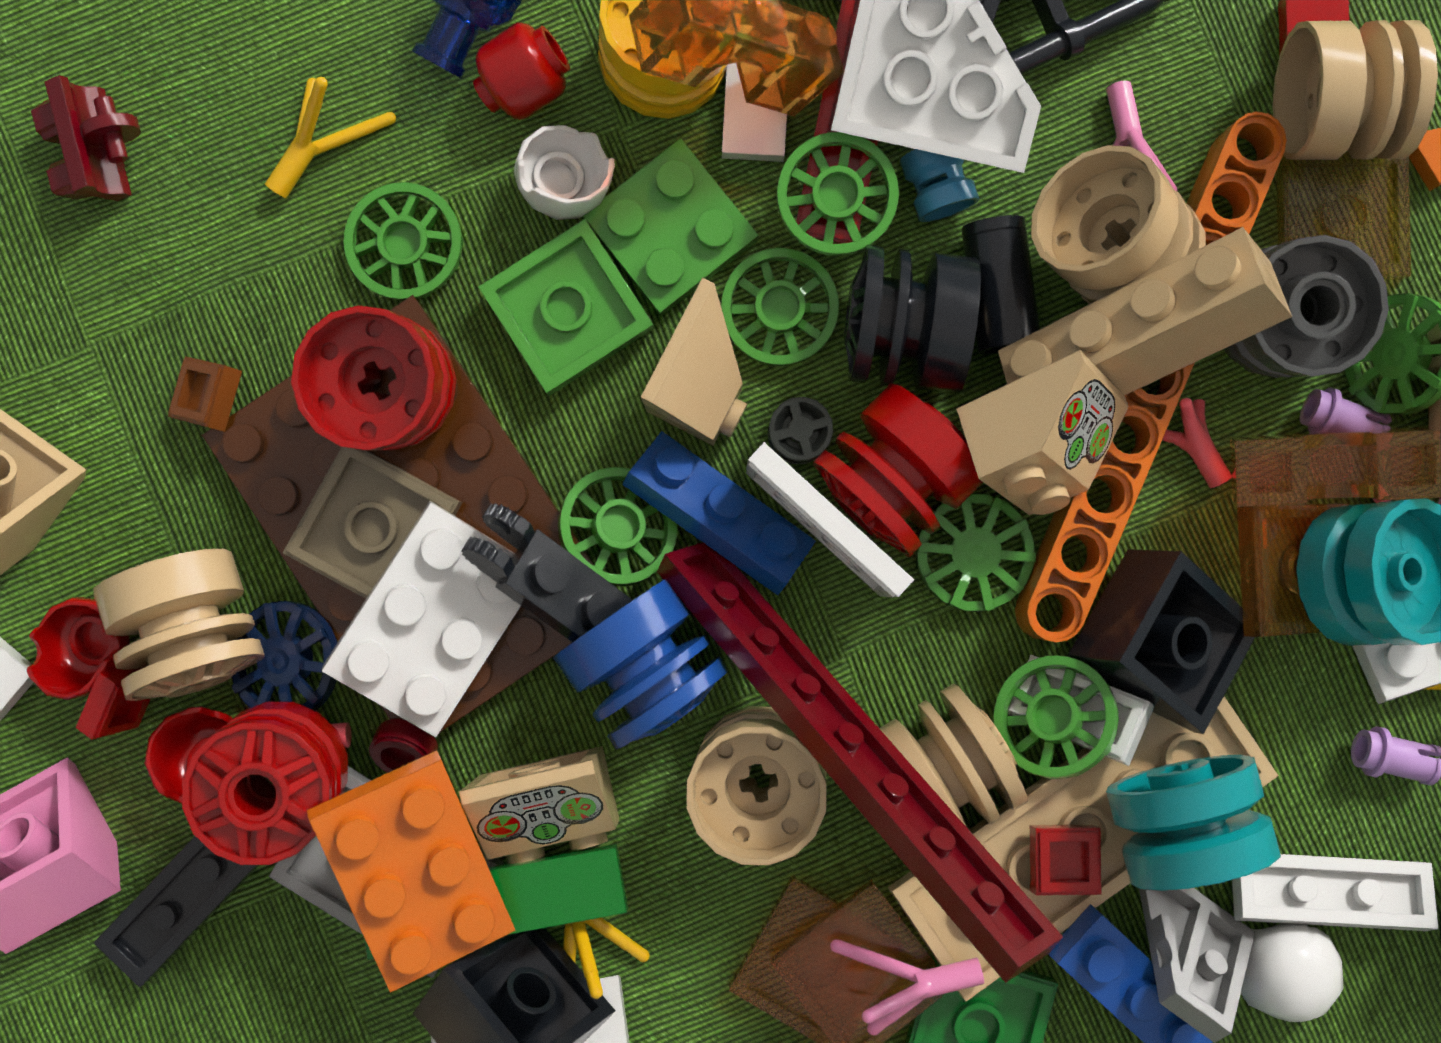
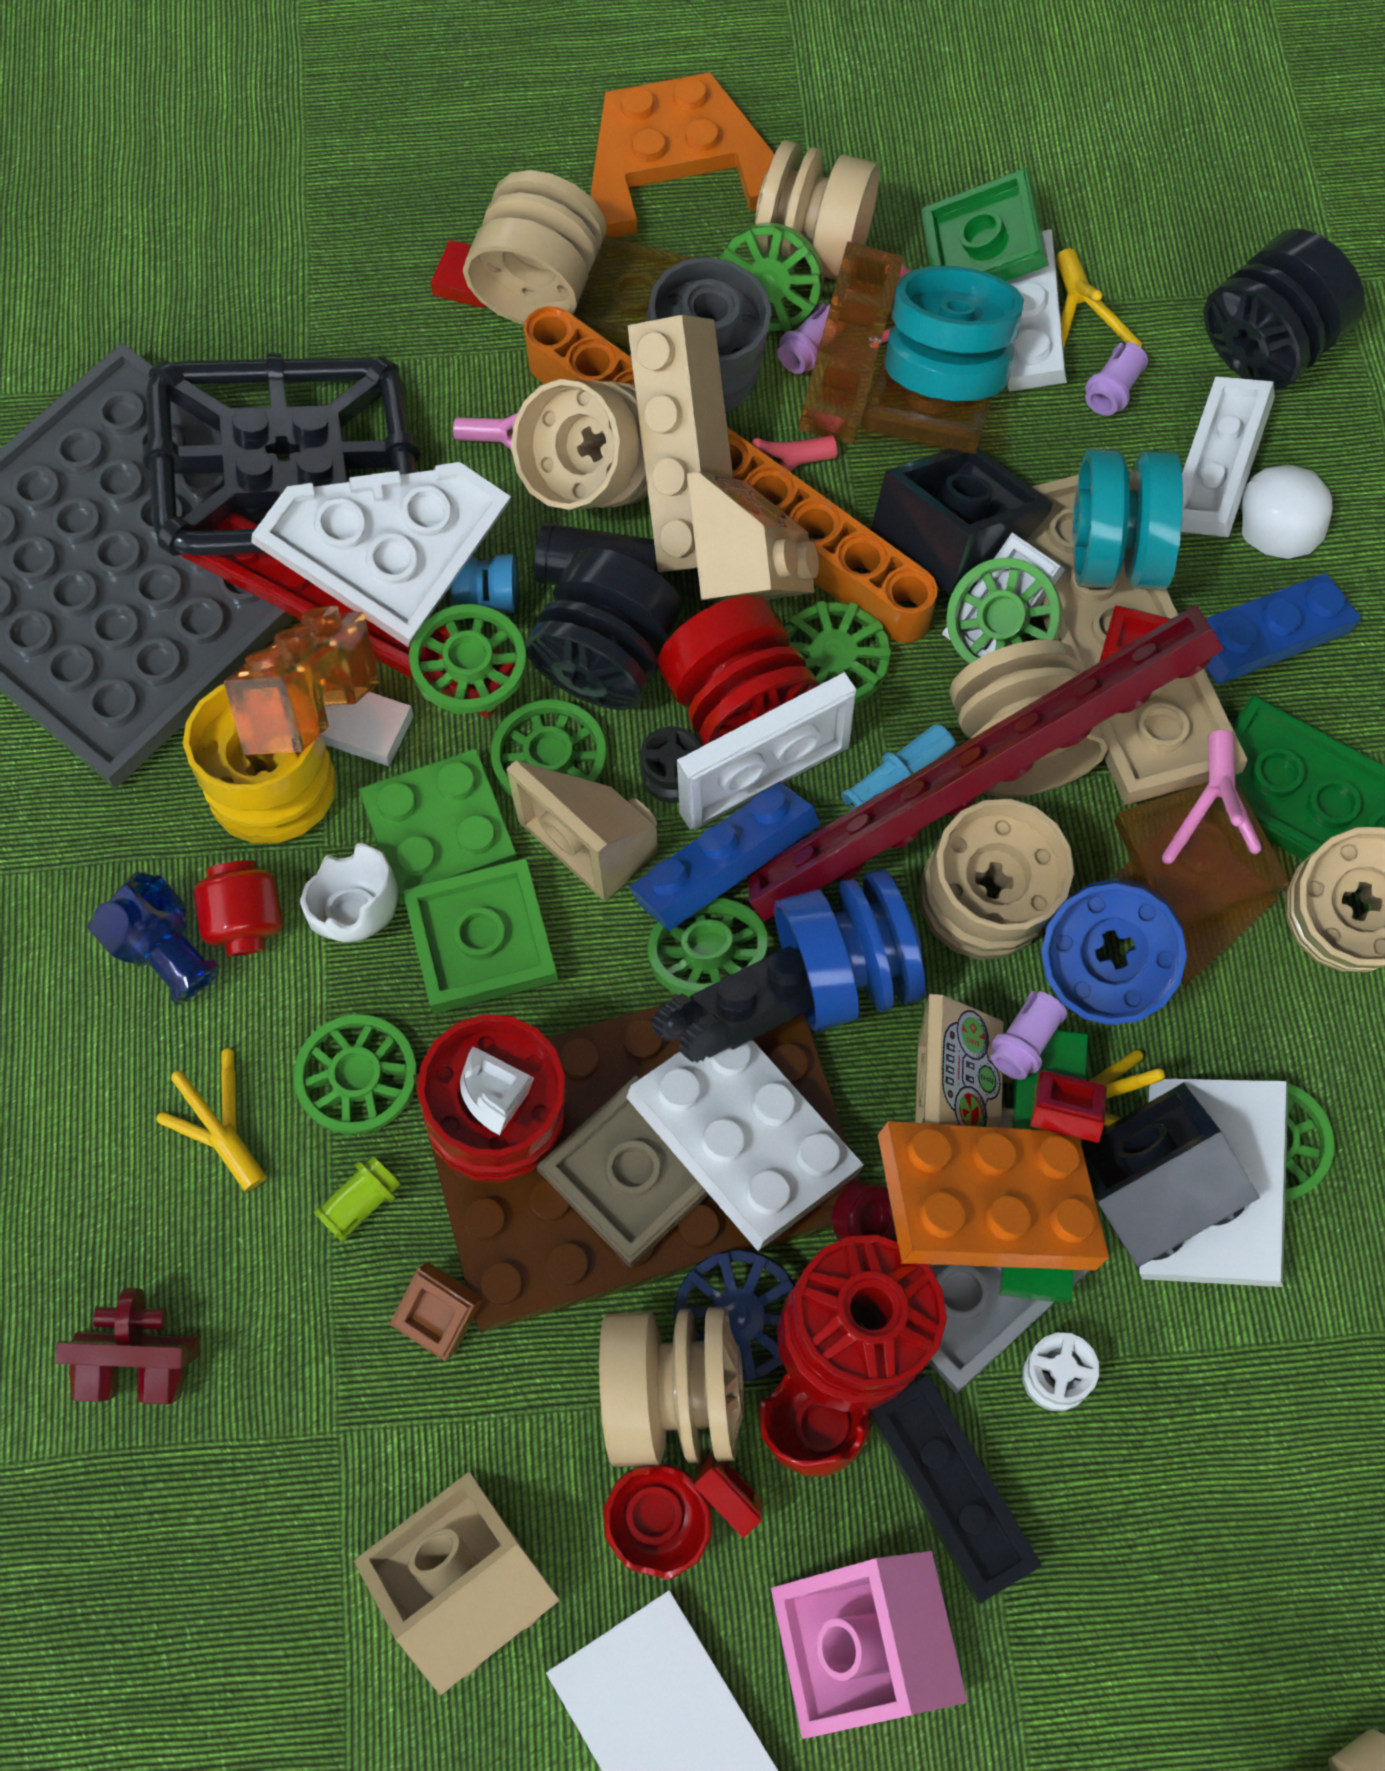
camera: 70 degrees left, 20 degrees down
(298, 293) = (357, 1198): none -> lime pin
(306, 970) = (1065, 1358): none -> white wheel
(362, 379) = (492, 1089): none -> white tile
(535, 917) = (1069, 1106): none -> red tile
(598, 859) = (1020, 1048): none -> lavender pin
(684, 931) = (1098, 985): none -> blue wheel
(860, 657) = (896, 767): none -> medium azure axle
(1197, 958) = (1249, 568): light grey wing -> none

